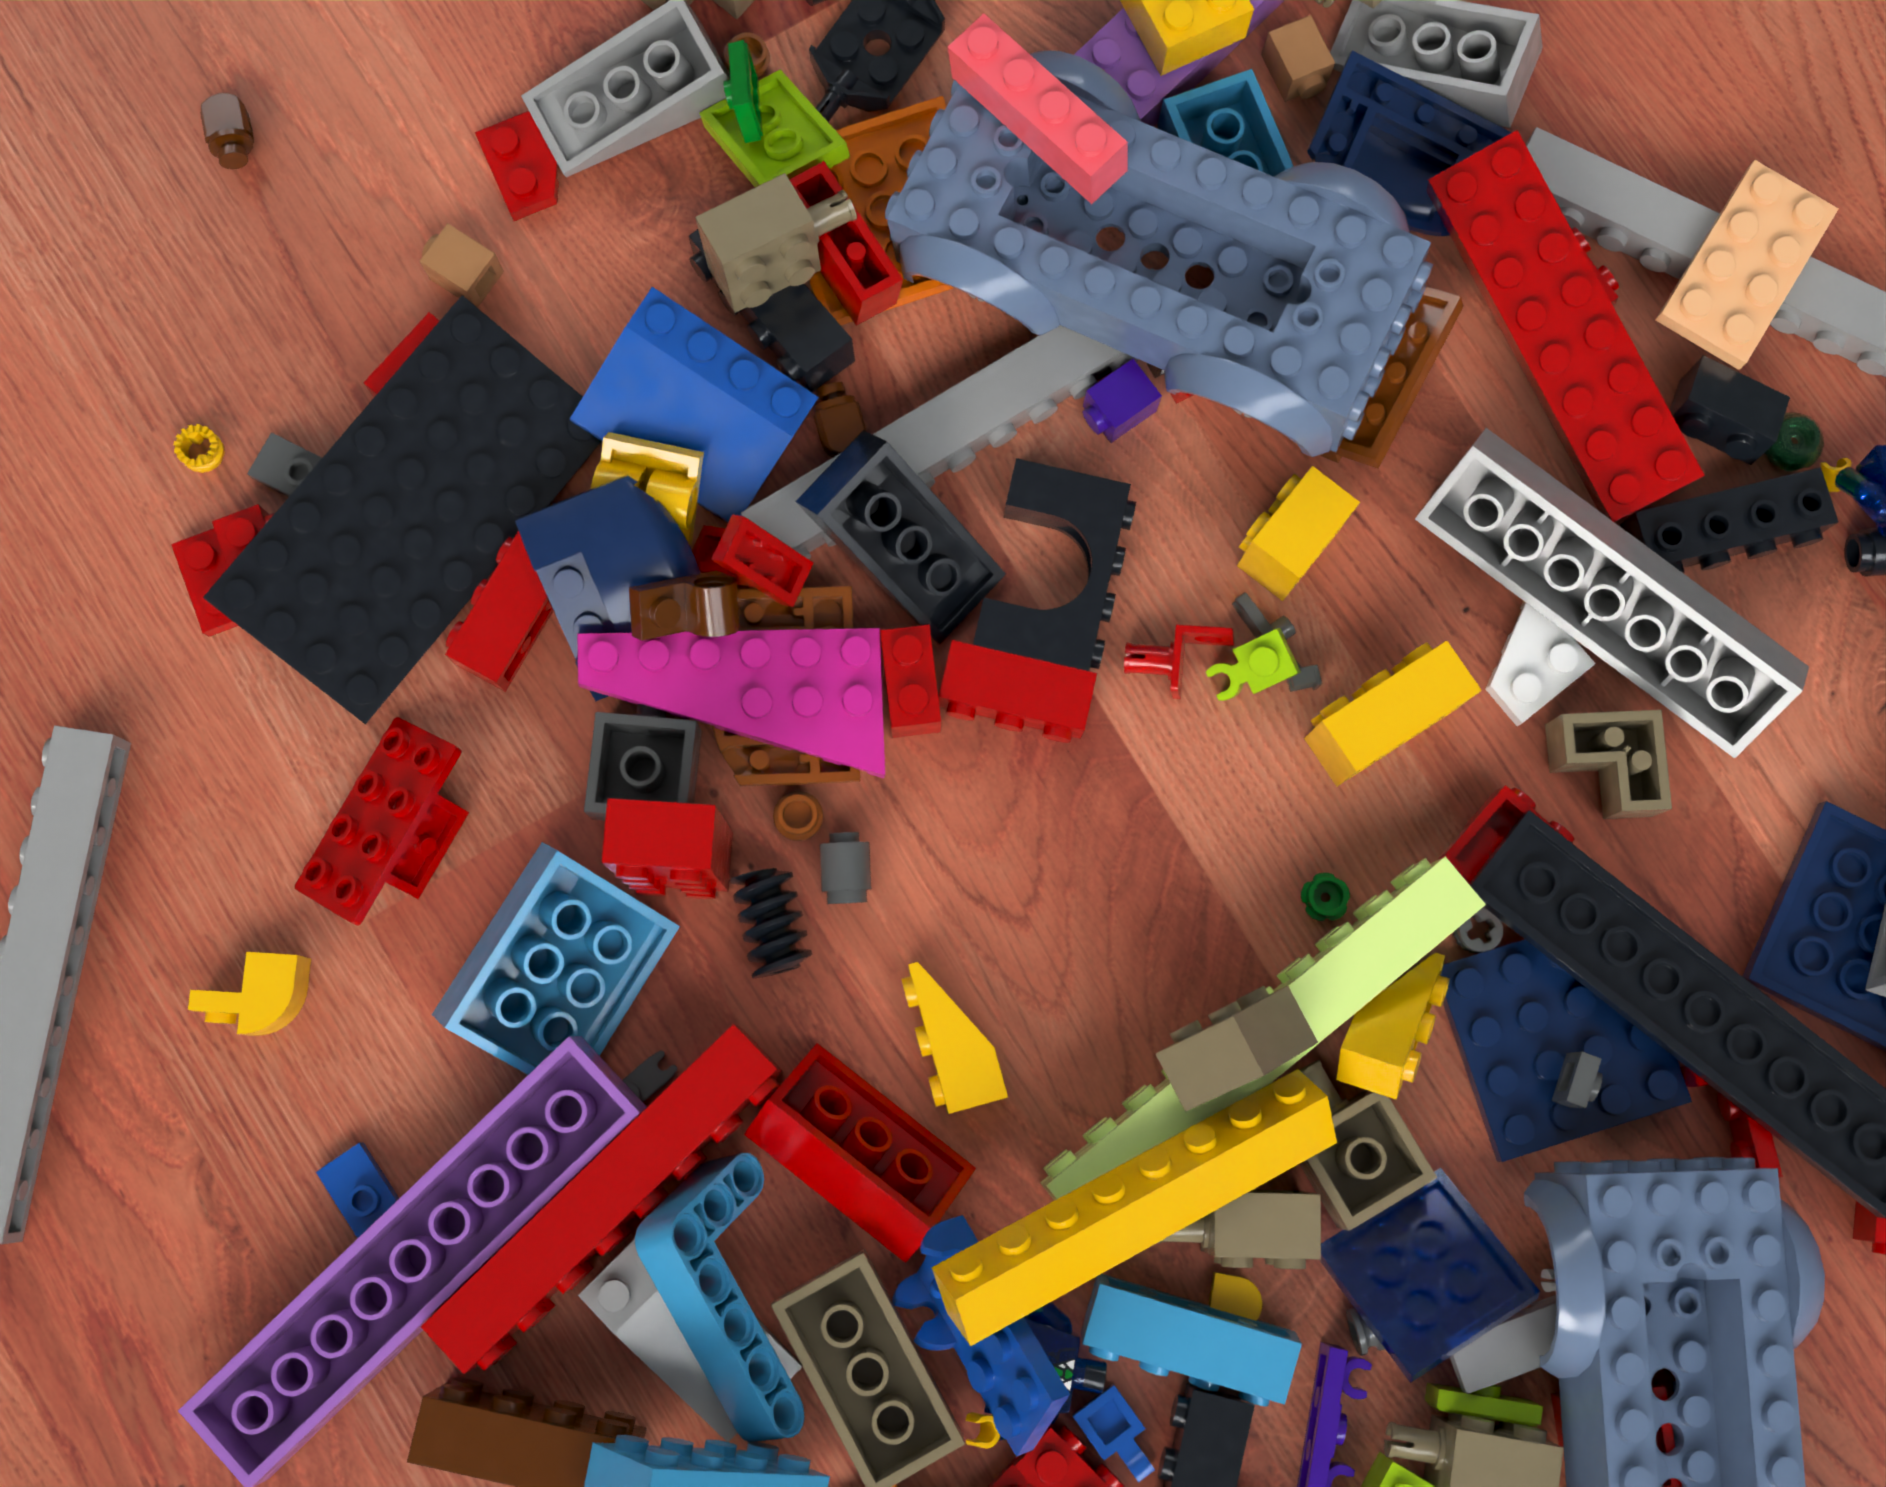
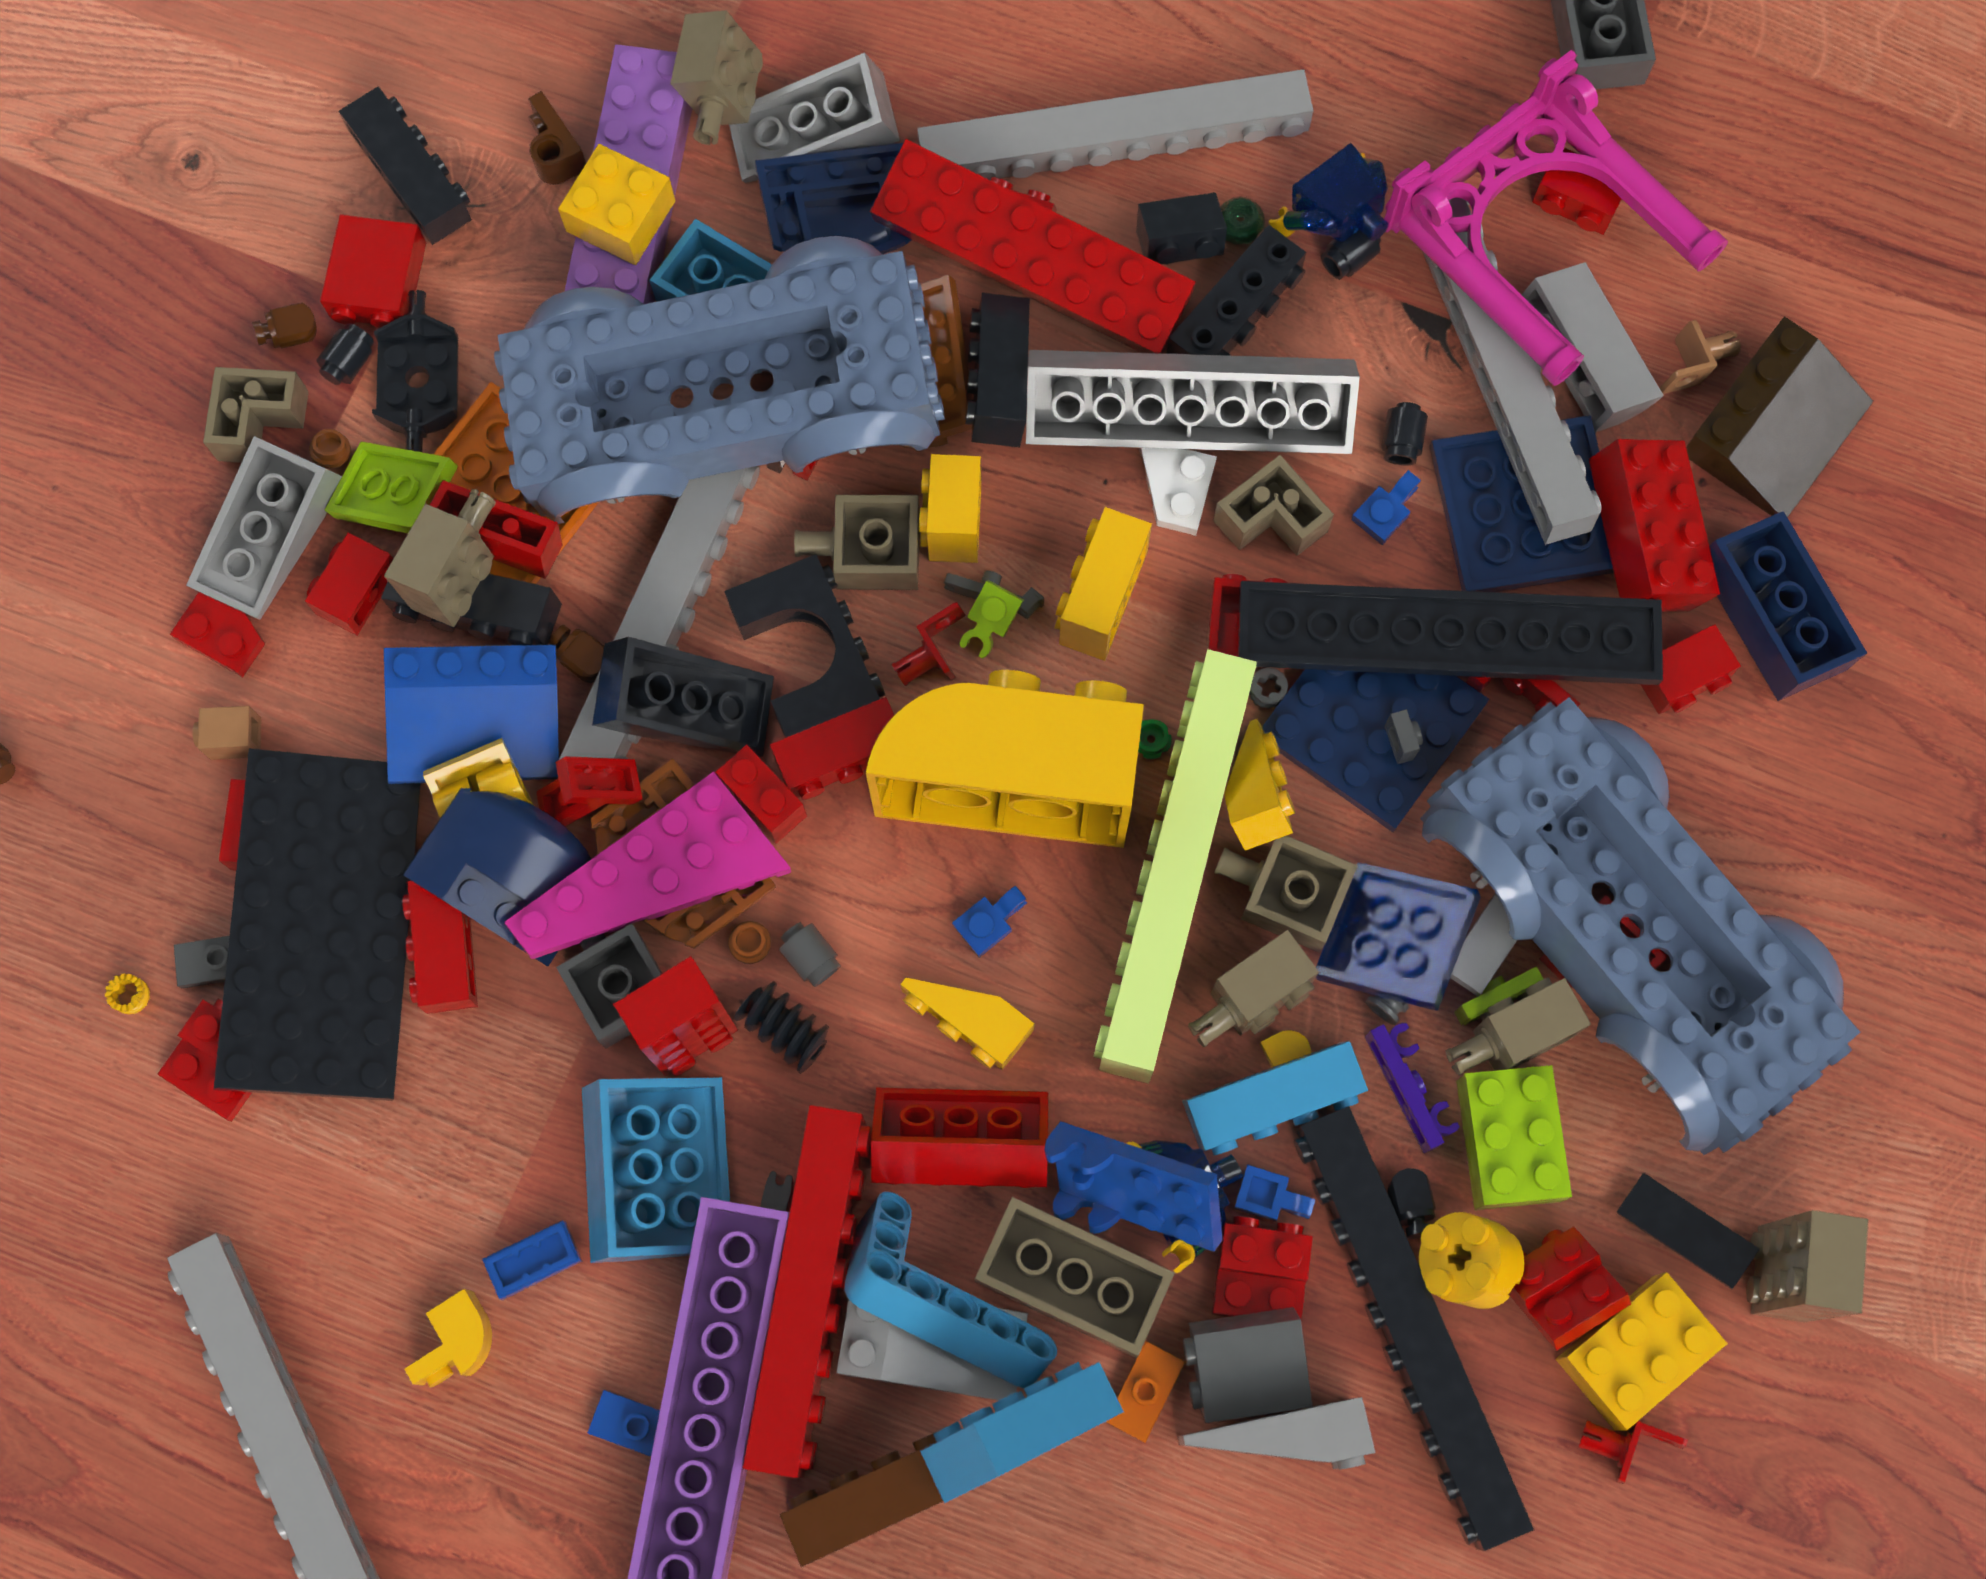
camera: 30 degrees left, 5 degrees down
(382, 971) = (532, 1260): none -> blue plate
(389, 825) = (462, 1156): red bracket -> none
(668, 200) = (350, 584): none -> red brick
(692, 603) = (568, 846): reddish brown plate -> none
(743, 91) = (347, 473): green plate -> none
(1032, 961) = (986, 924): none -> blue plate
(1038, 108) = (570, 341): coral brick -> none
(1120, 401) = (768, 504): dark purple brick -> none
(1134, 1206) = (1169, 1024): yellow brick -> none
(1176, 829) = (1012, 759): none -> yellow brick
(1192, 509) = (871, 542): none -> dark tan brick
(1237, 1048) = (1159, 867): dark tan brick -> none
(1298, 59) = (721, 191): medium nougat brick -> none
(1442, 428) = (999, 371): none -> black brick
(1725, 838) = (1385, 511): none -> blue plate
(1747, 264) = (1123, 125): light nougat plate -> none
(1802, 774) = (1404, 434): none -> black brick

